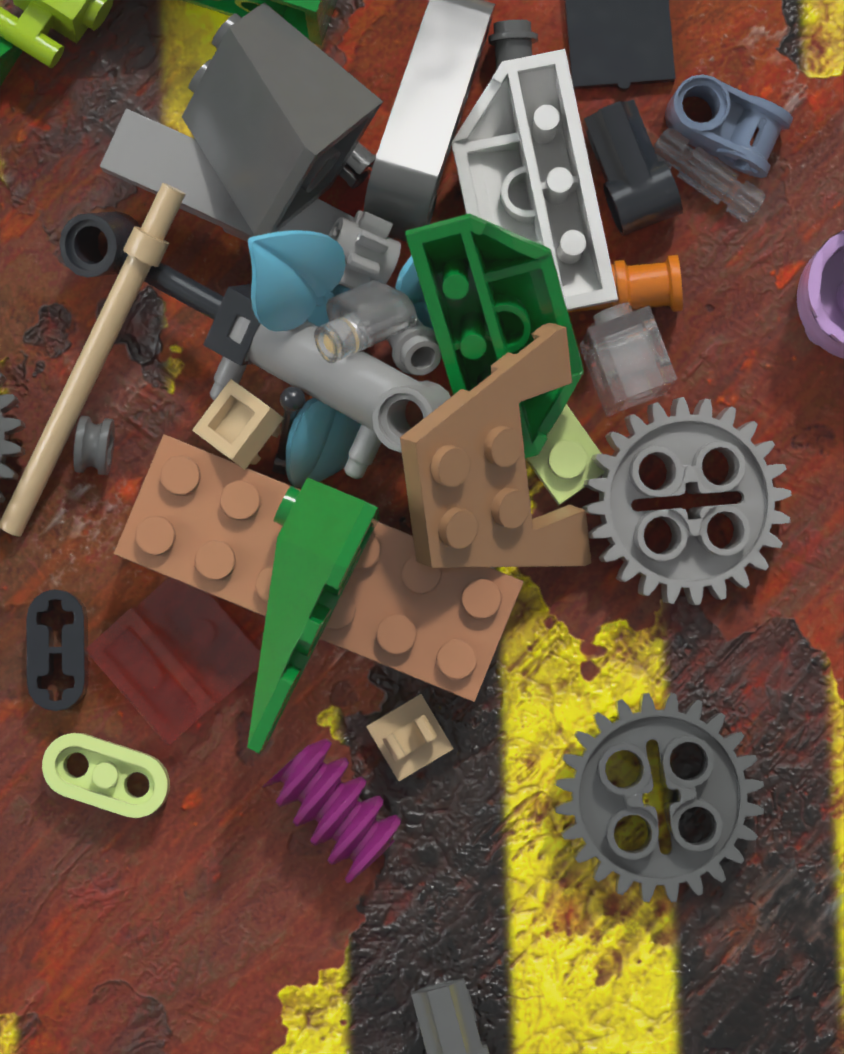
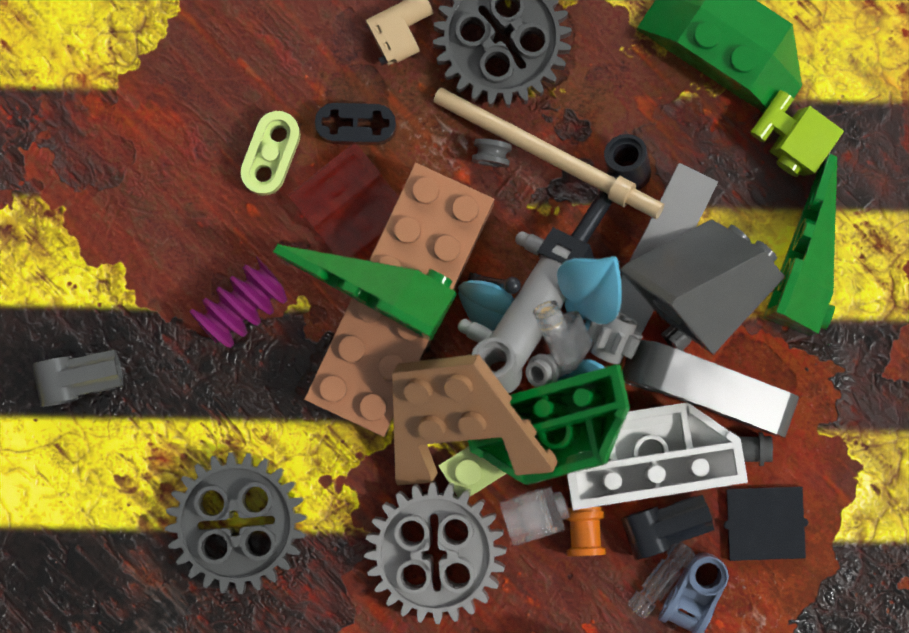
camera: 95 degrees right, 0 degrees up
(238, 424) = (498, 249): tan tile -> none
(409, 737) = (285, 357): tan tile -> none

